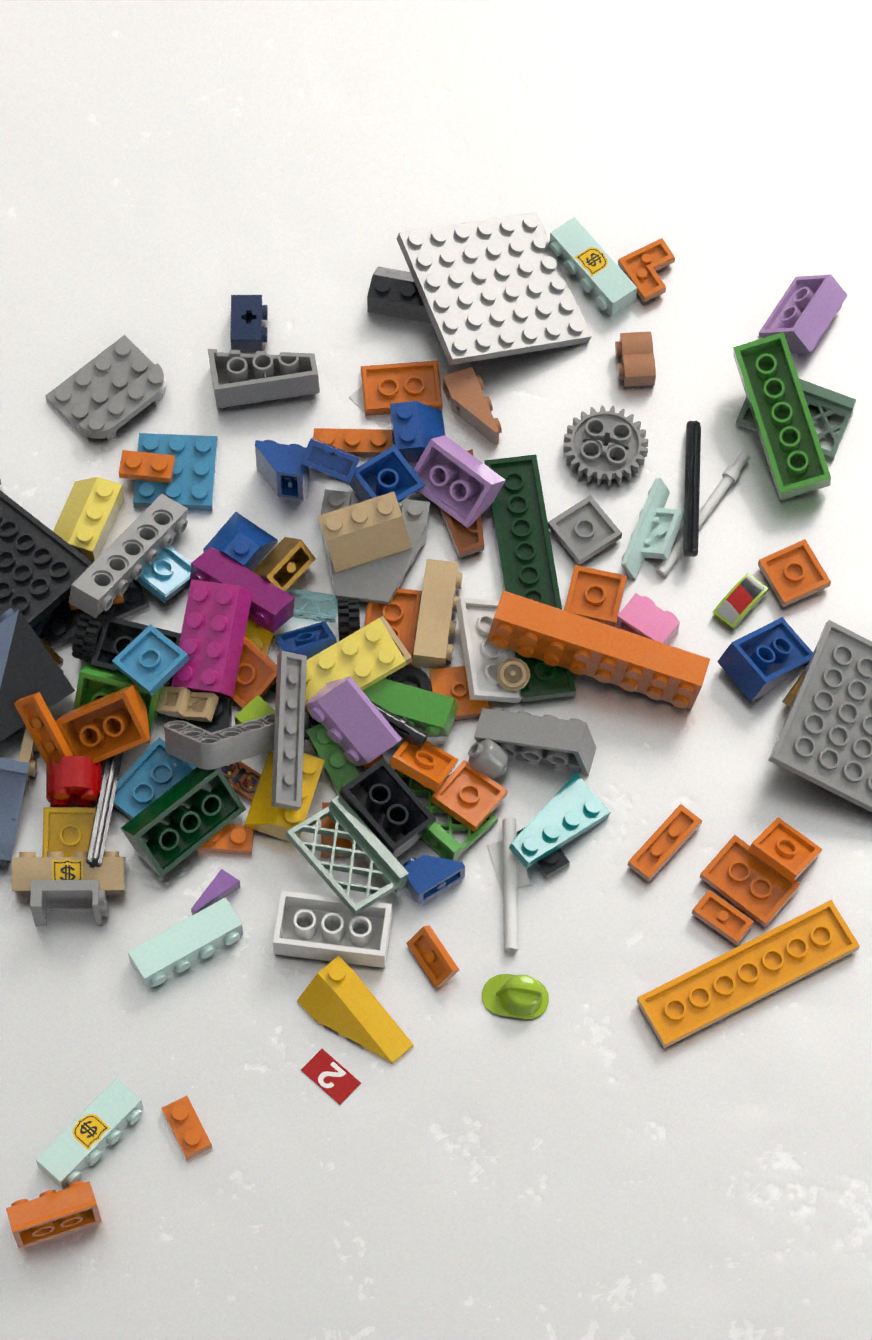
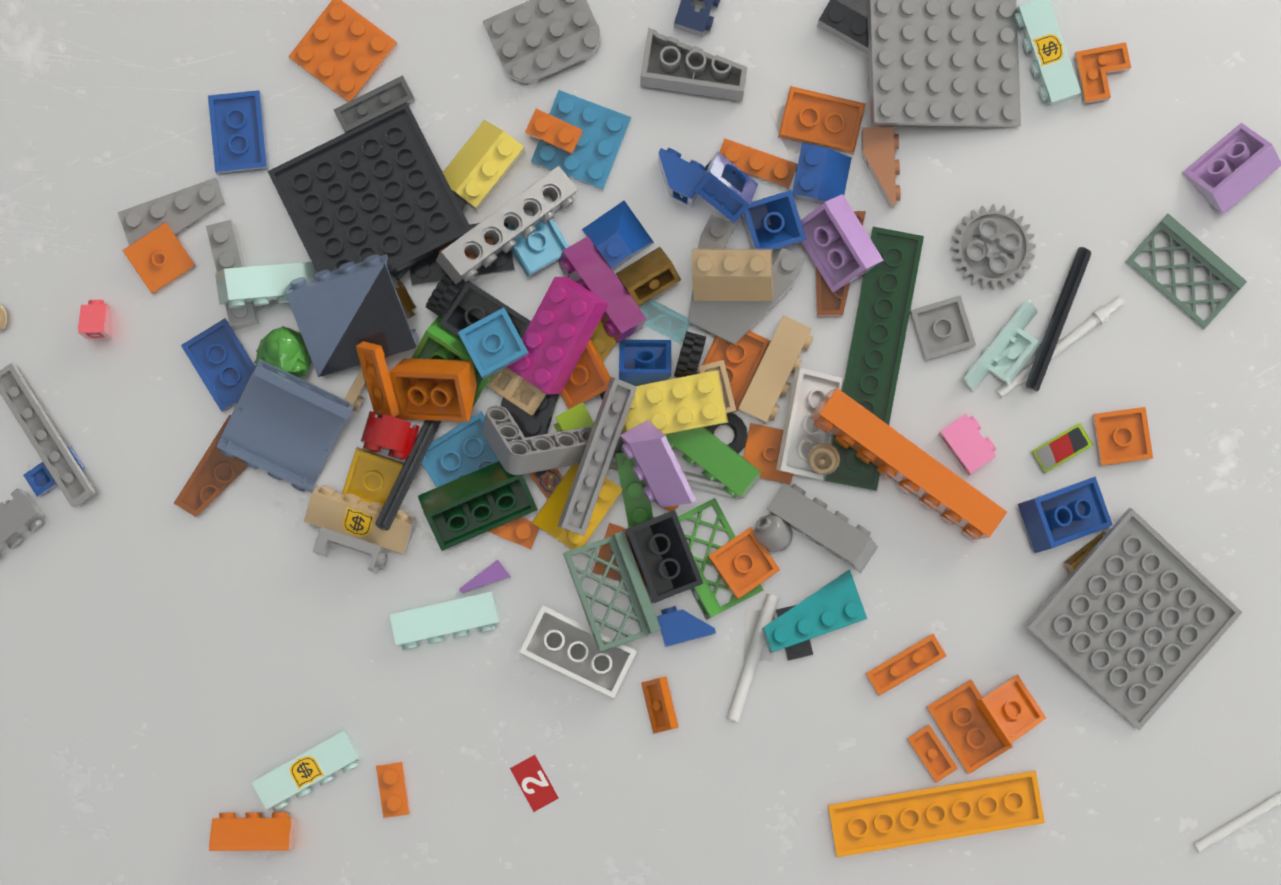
camera: 20 degrees right, 20 degrees up
(347, 1006) = (569, 729): yellow wedge -> none
(404, 728) = (695, 474): black pin -> none
(425, 765) = (712, 520): orange plate -> none
(515, 996) = (721, 763): lime piece -> none
(595, 594) = (928, 398): orange plate -> none
(637, 359) = (1055, 164): nougat brick -> none
(782, 416) = (1168, 279): bright green brick -> none

